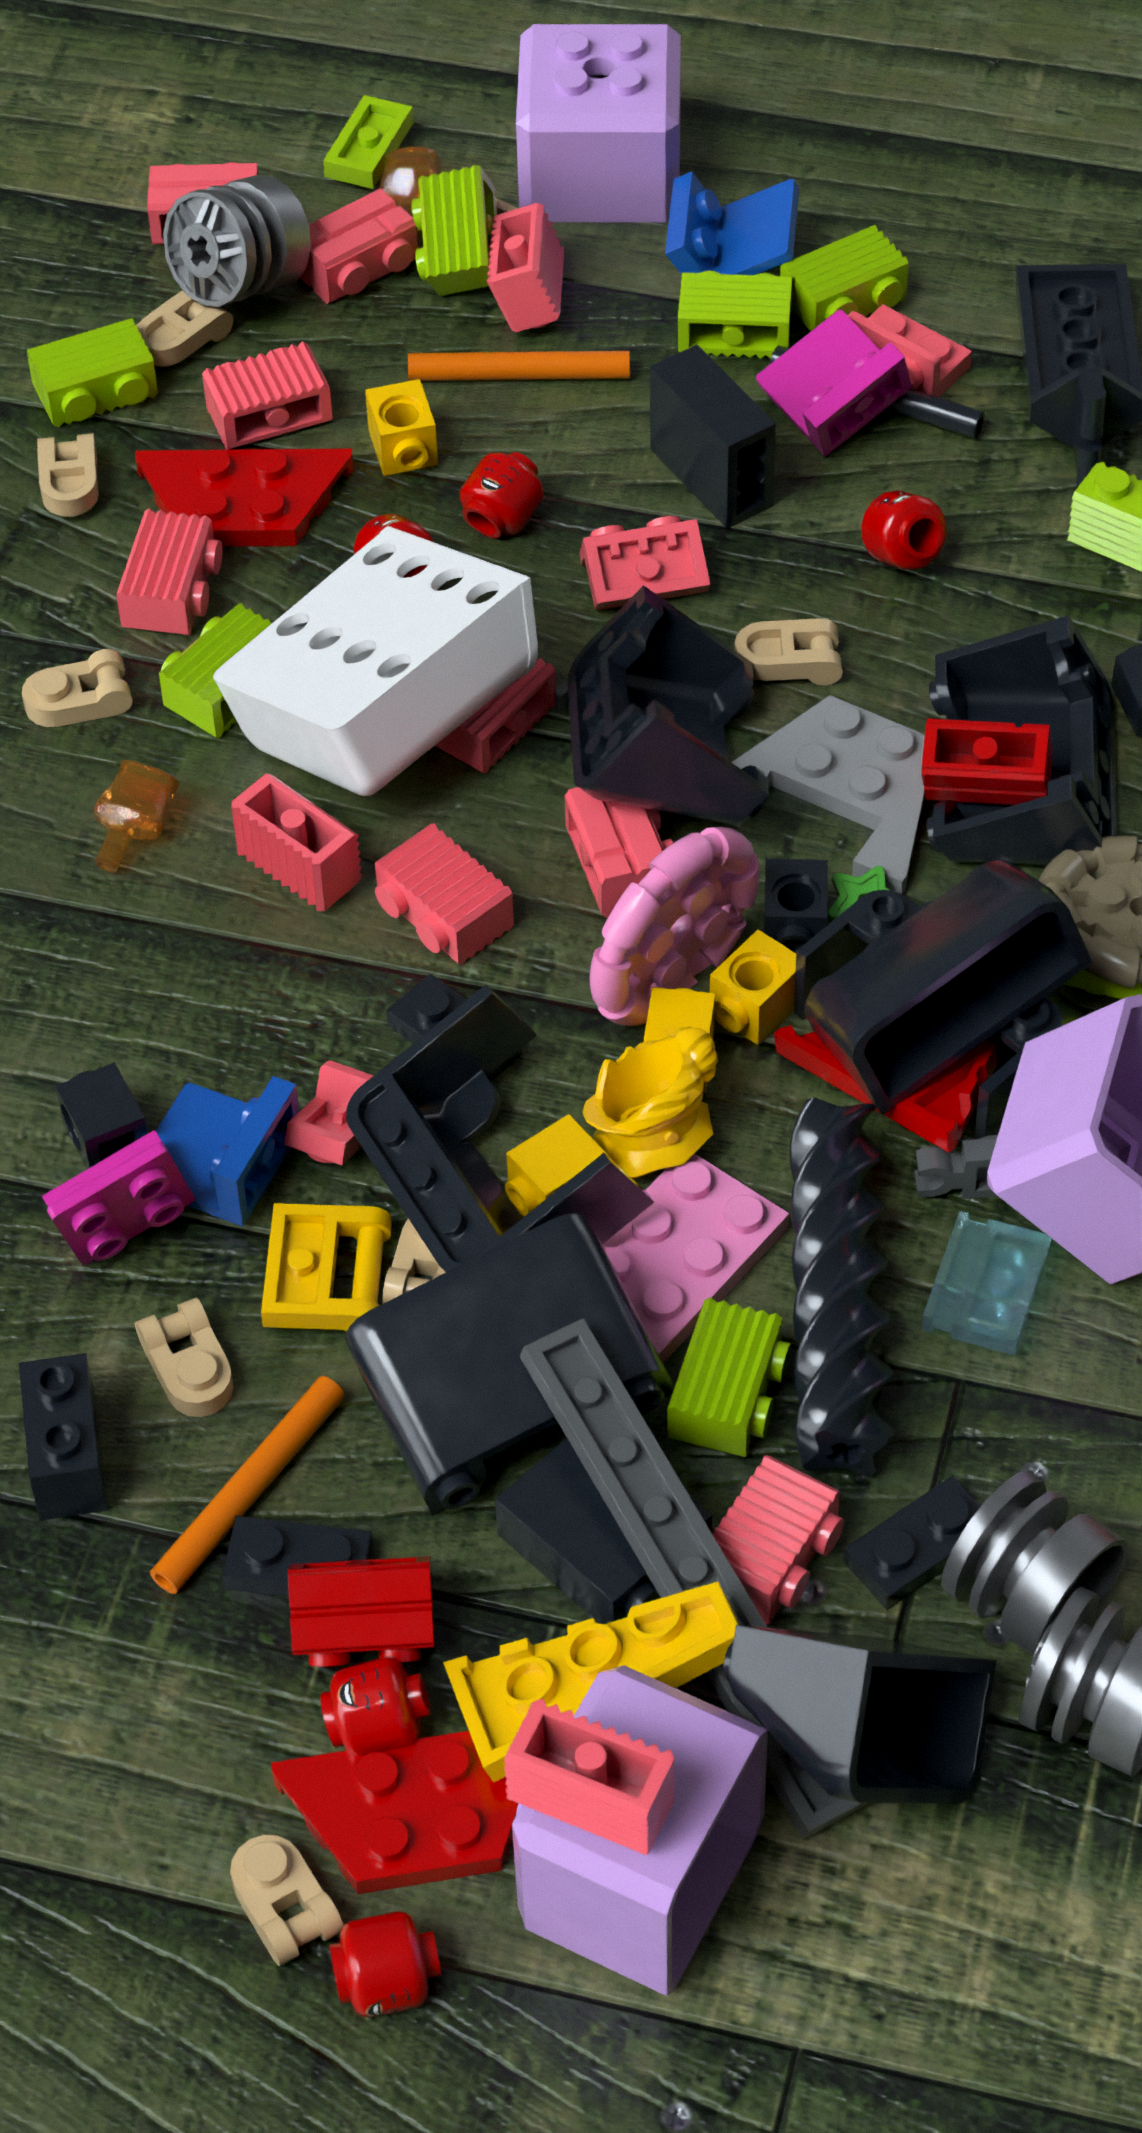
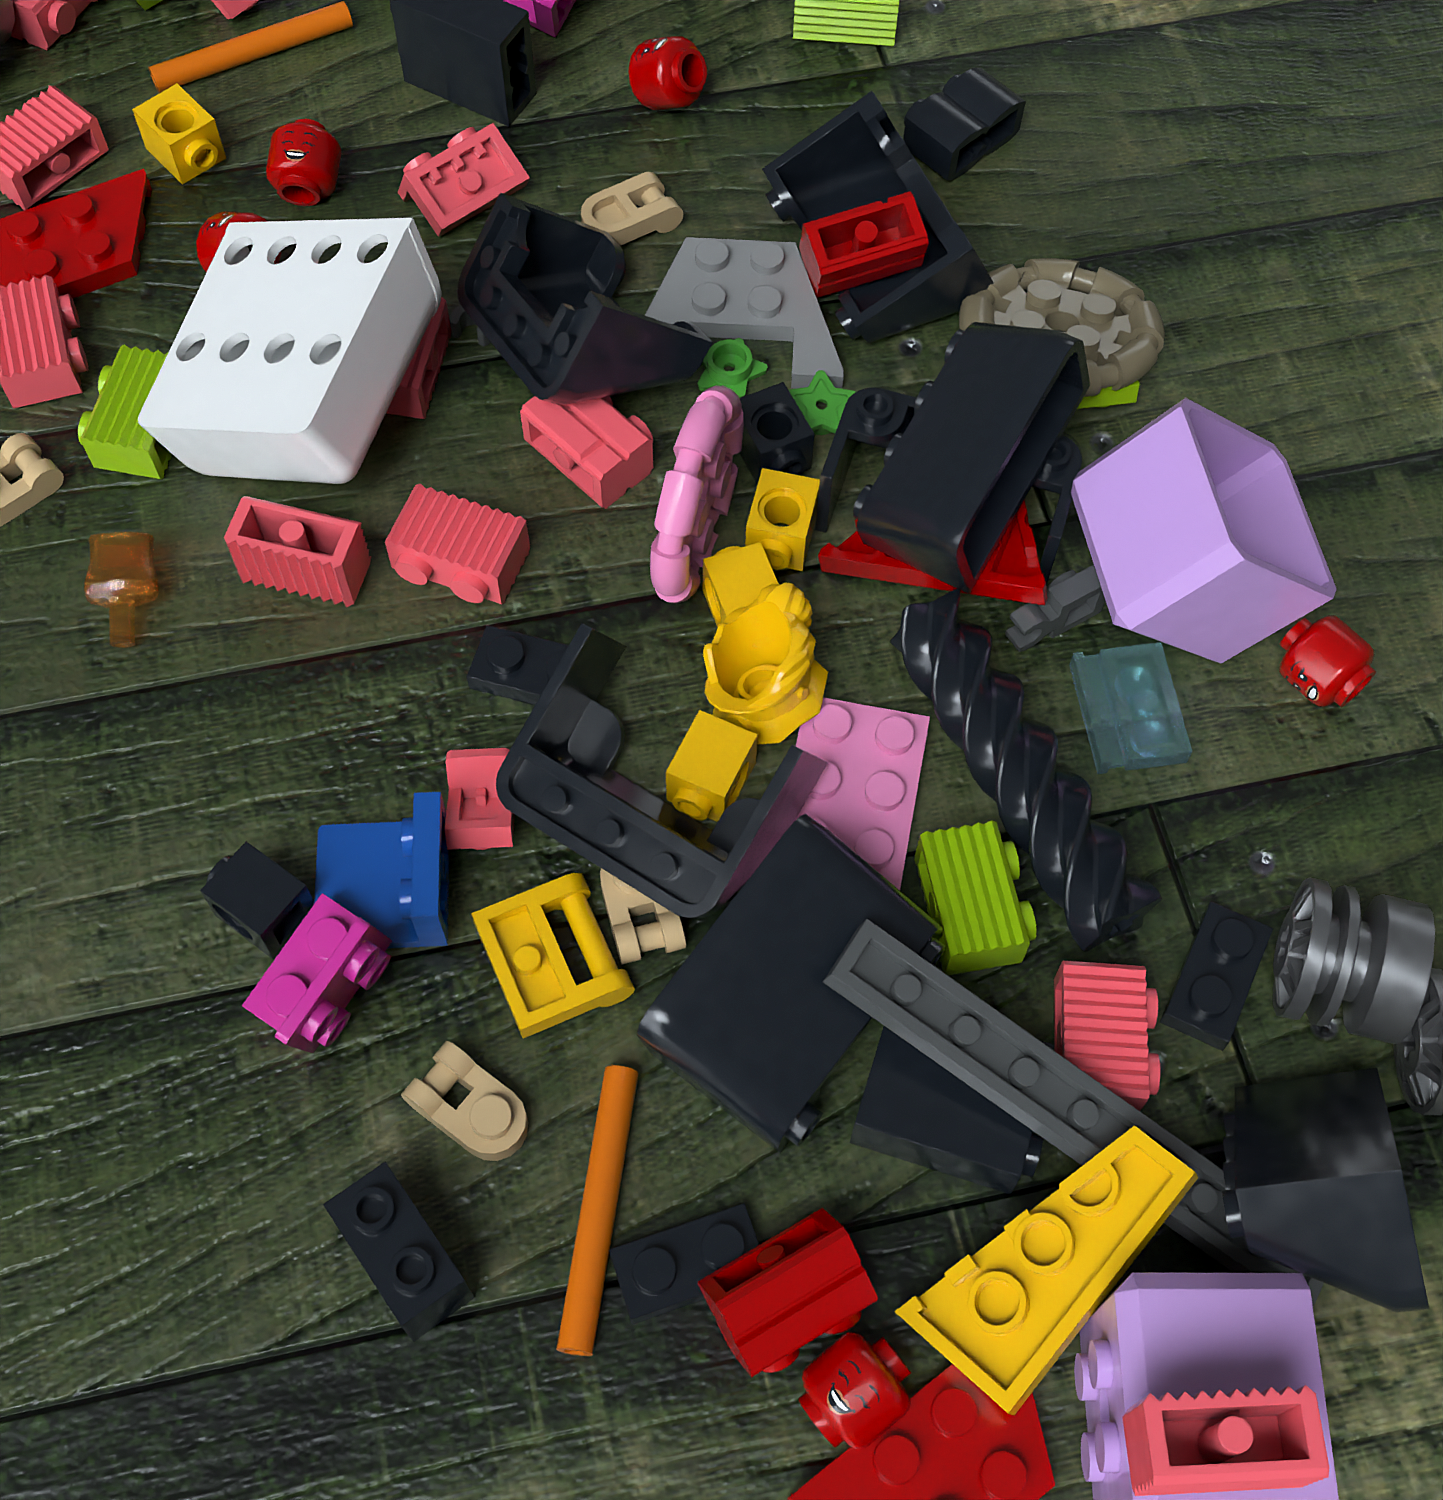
camera: 30 degrees left, 10 degrees up
(802, 819) = (733, 354): none -> bright green plate

